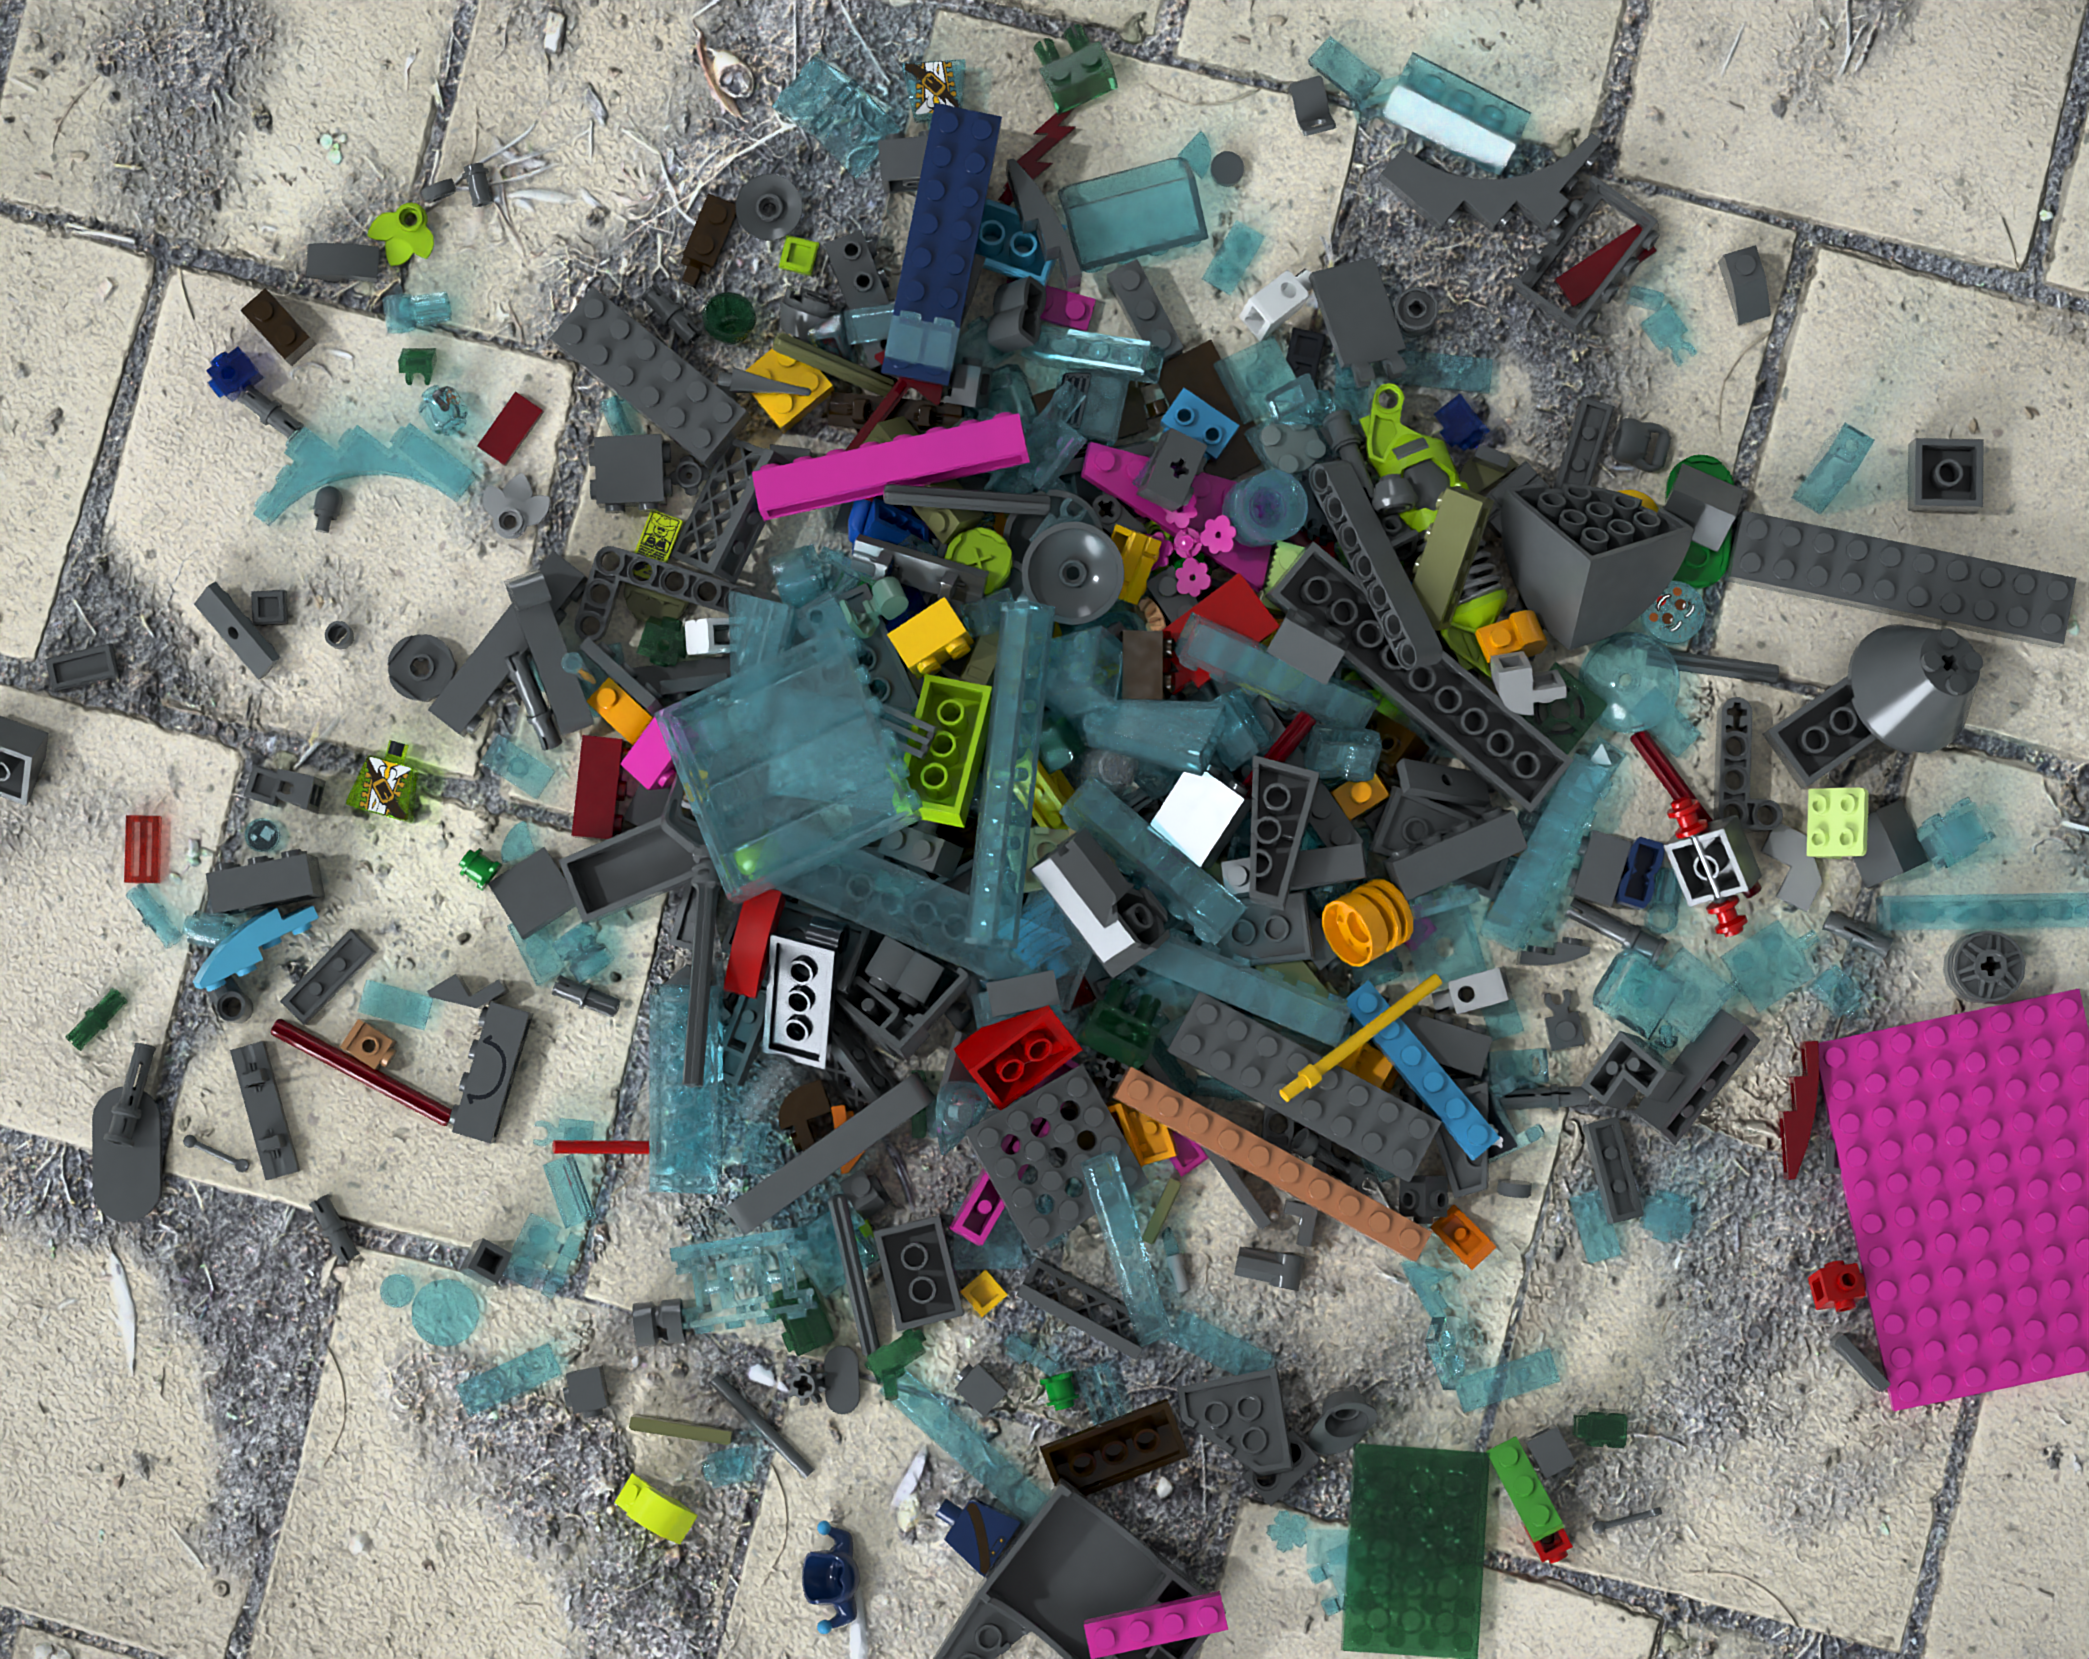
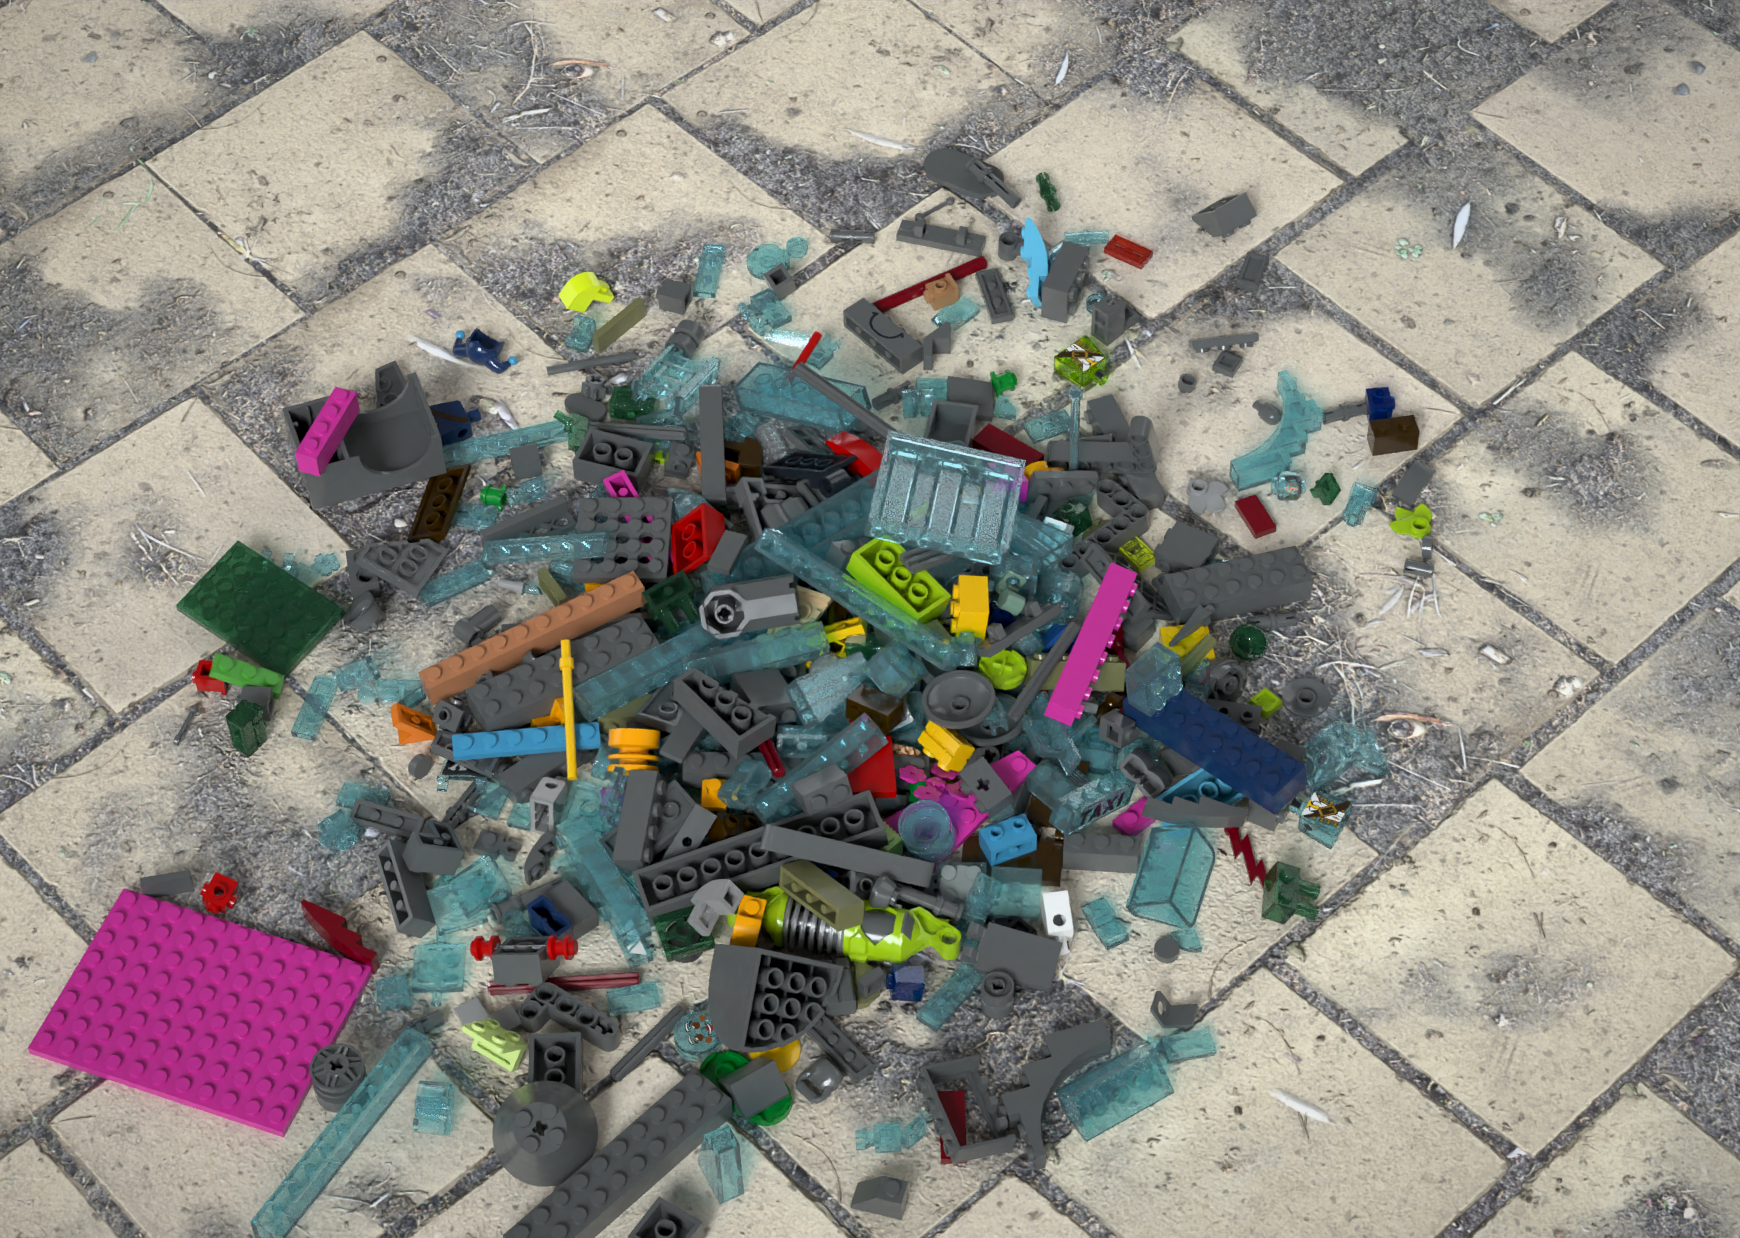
camera: 115 degrees right, 35 degrees down
(401, 667) = (1139, 400): dark grey plate -> none
(707, 238) = (1306, 661): dark brown hinge -> none
(984, 1293) = (577, 490): yellow tile -> none
(1652, 685) = (672, 988): clear light blue dish -> none
(1890, 845) = (466, 1072): dark grey slope -> none

